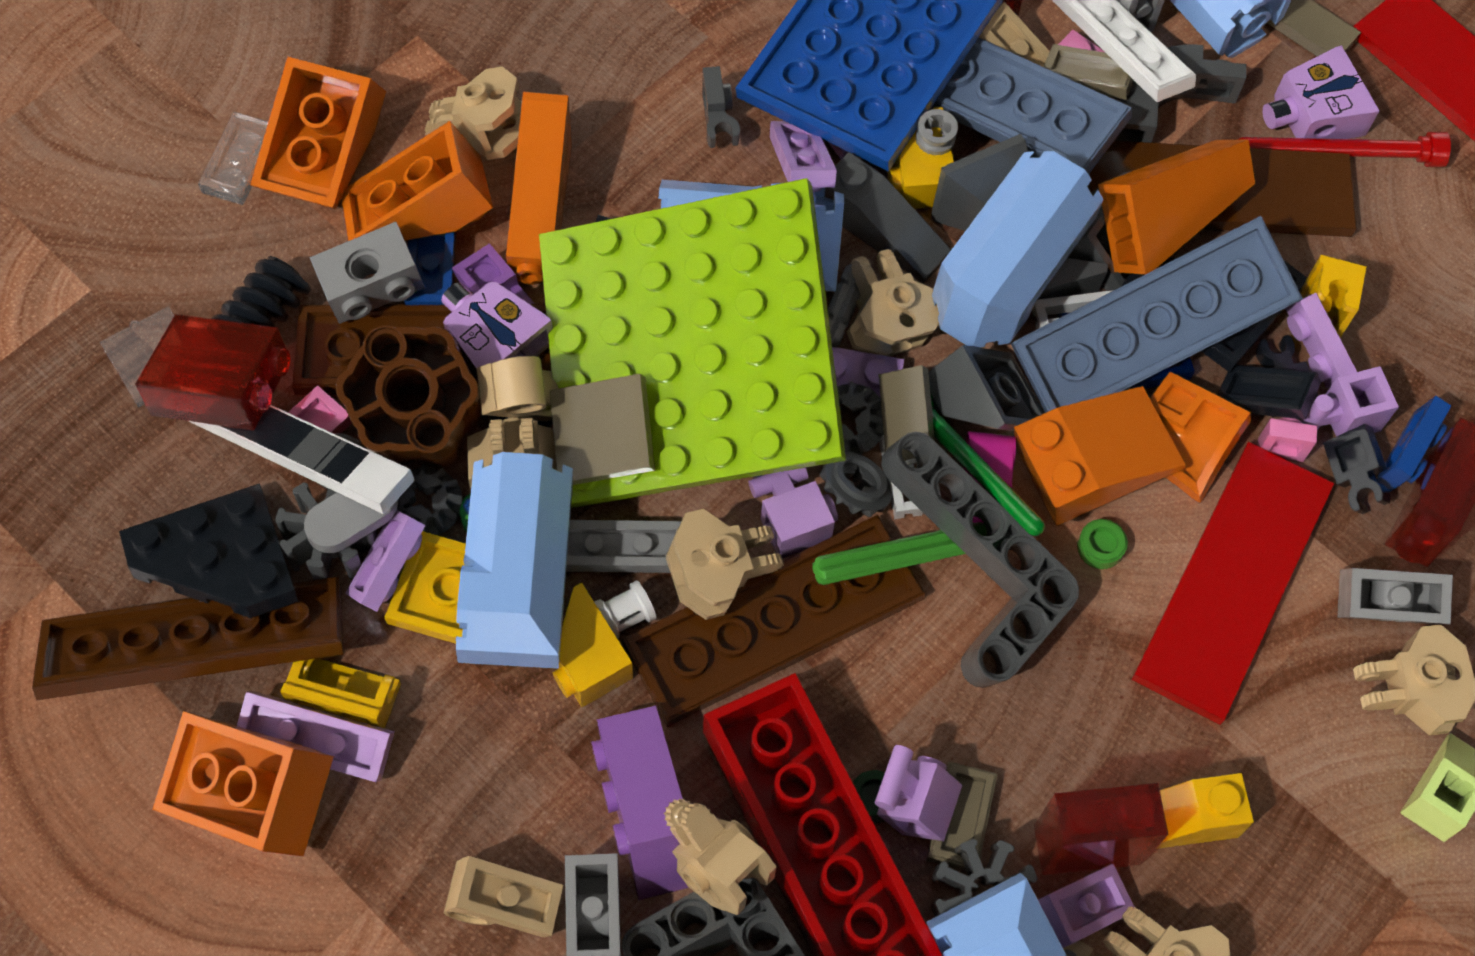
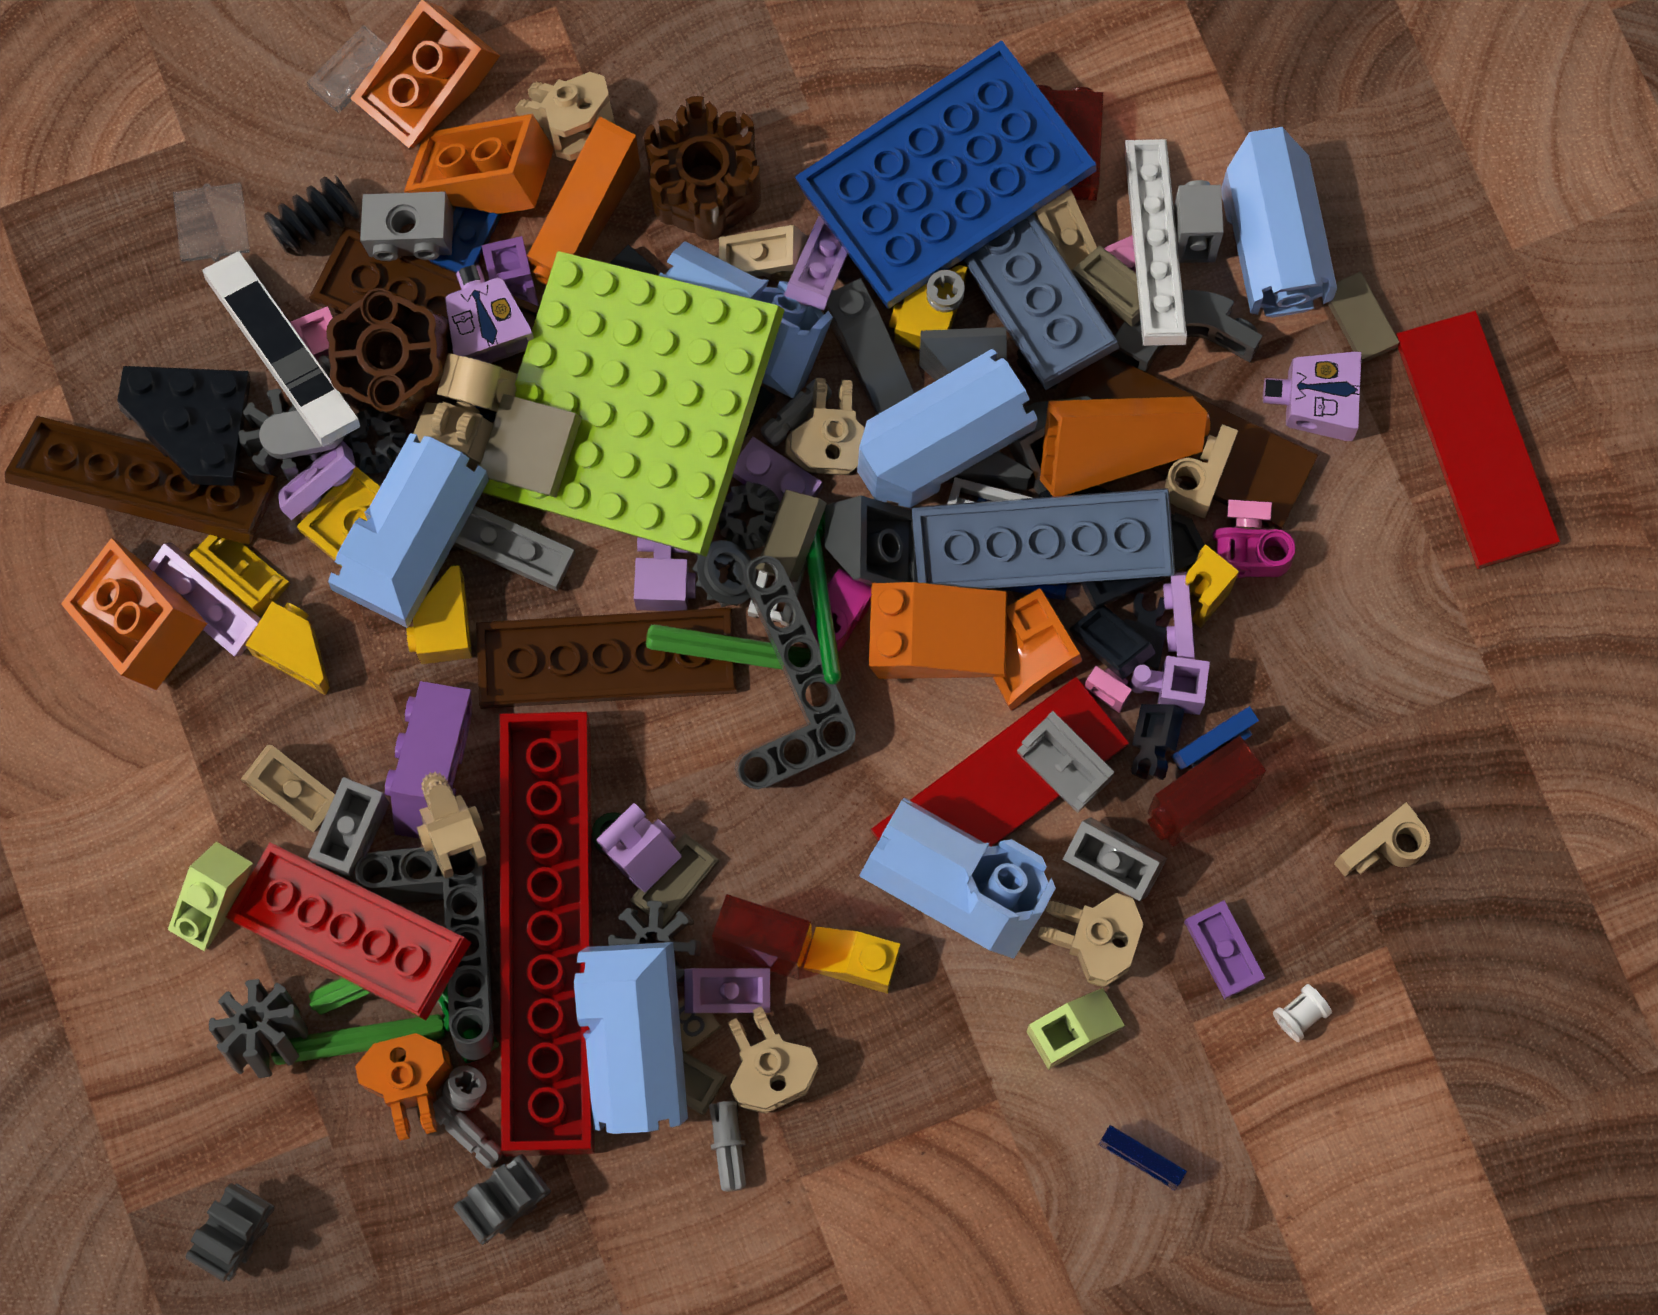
camera: 30 degrees right, 10 degrees up
(214, 372) = (247, 263): clear red brick -> none
(434, 745) = (290, 645): none -> yellow slope
(627, 608) = (487, 600): white bush -> none
(641, 115) = (696, 140): none -> reddish brown piece
(713, 561) = (578, 594): tan hinge -> none
(717, 99) = (778, 178): dark grey plate -> none
(745, 163) = (765, 252): none -> tan plate
(1102, 544) = (906, 710): bright green tile -> none
(1262, 681) = (960, 881): none -> light blue brick
(1267, 199) = (1204, 474): none -> tan plate
(1293, 522) = (1065, 762): none -> light grey hinge
(1326, 222) = (1249, 513): none -> bright pink plate
(1347, 247) = (1249, 550): none -> dark pink piece
(1430, 149) = (1392, 479): red piece -> none

